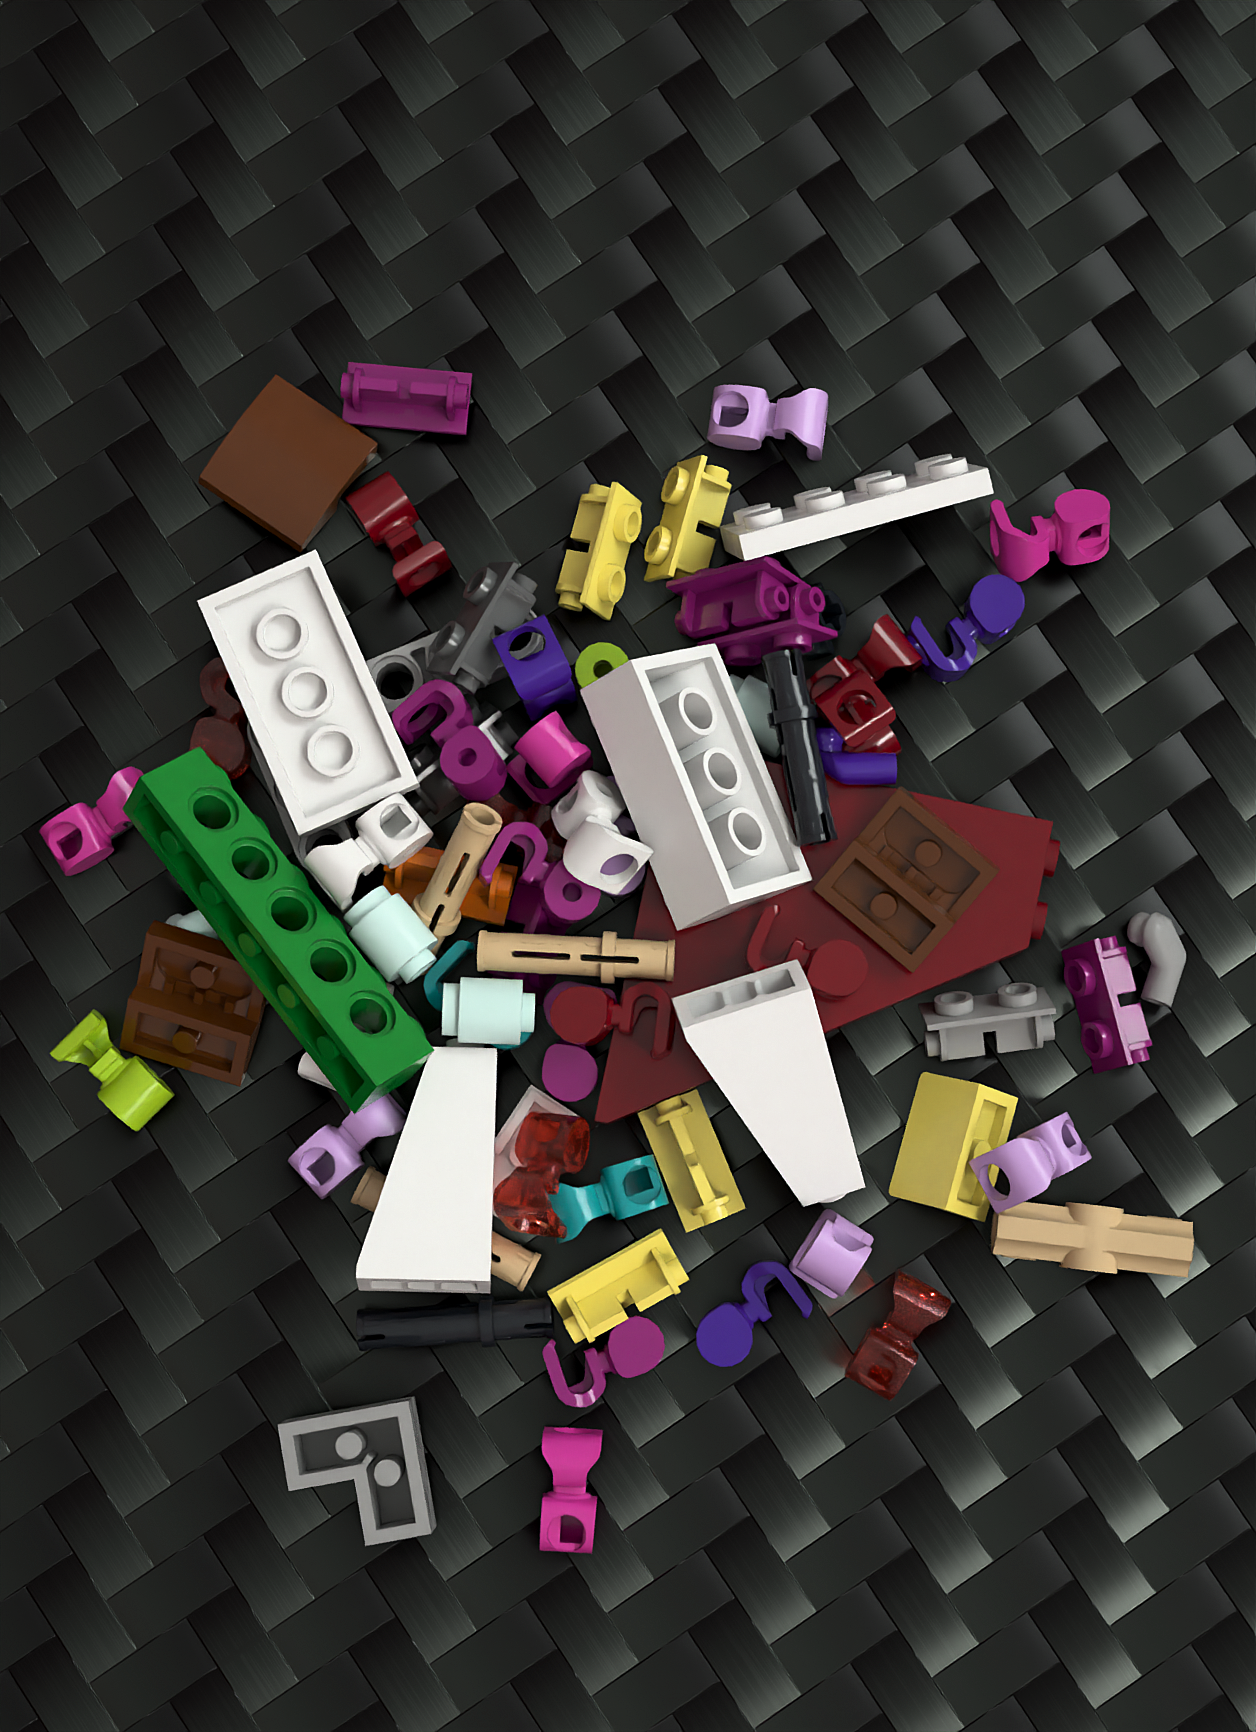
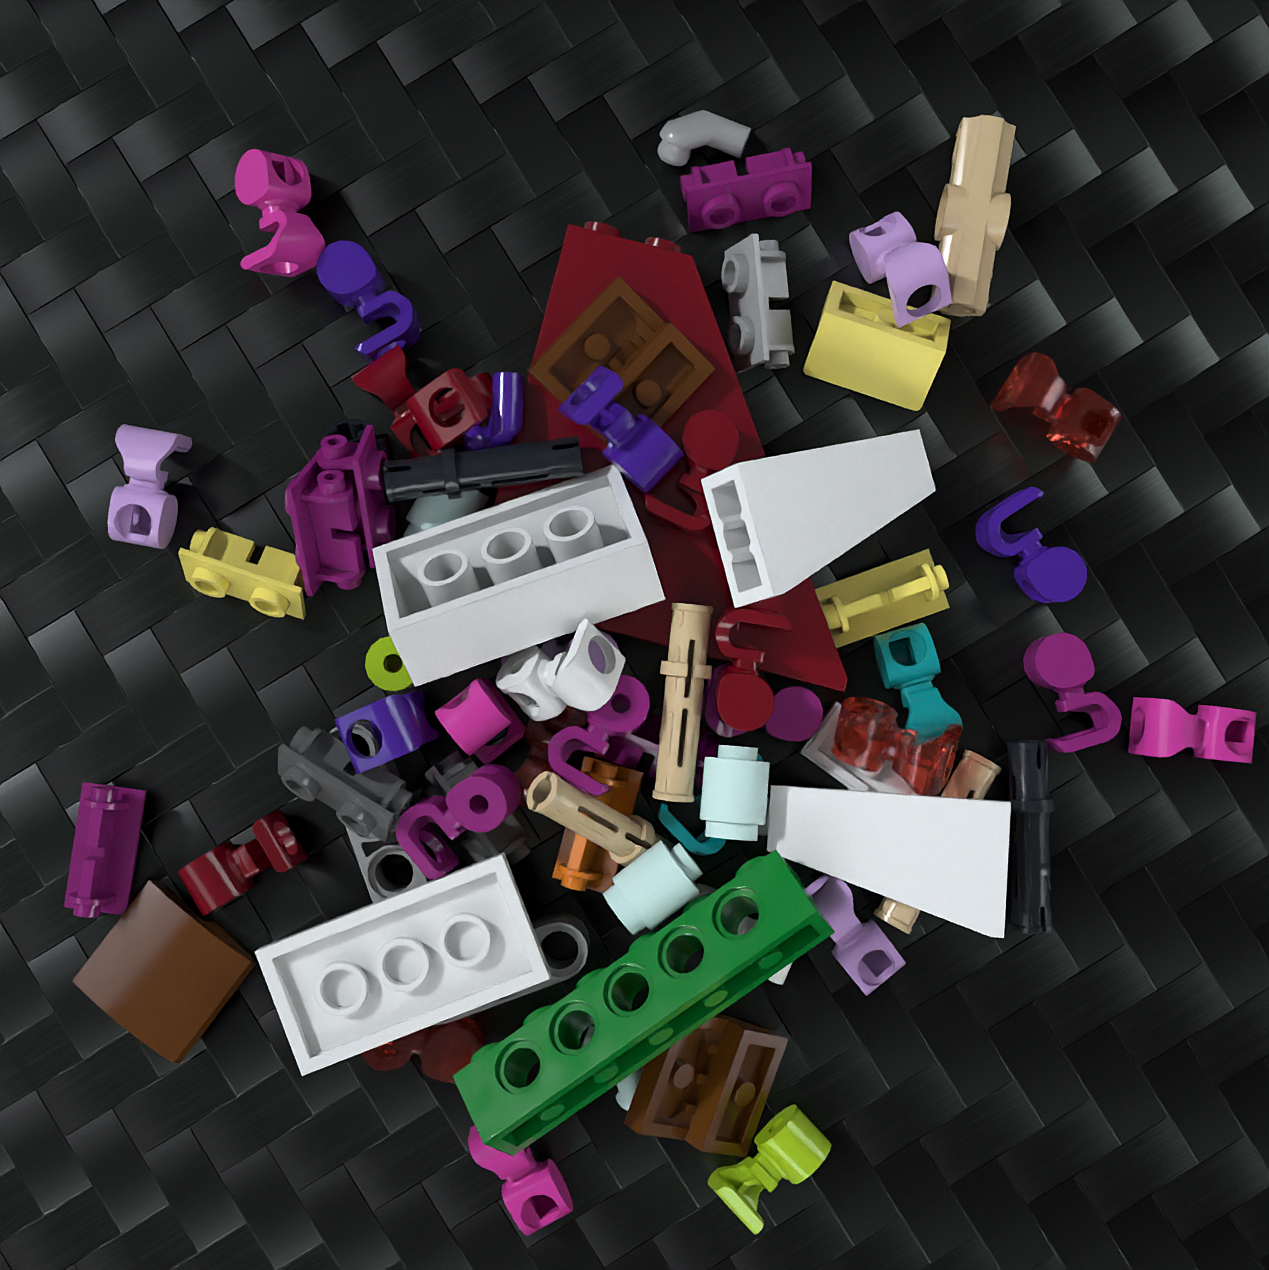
camera: 90 degrees left, 5 degrees up
(376, 1448) = (1154, 921): light grey brick -> none
(387, 835) = (554, 889): white leg -> none
(609, 523) = (243, 650): light yellow hinge -> none
(635, 1274) = (989, 650): light yellow hinge -> none
(830, 891) = (634, 444): none -> dark purple leg
(832, 1254) = (984, 460): lavender leg -> none
(876, 500) = (236, 382): white plate -> none

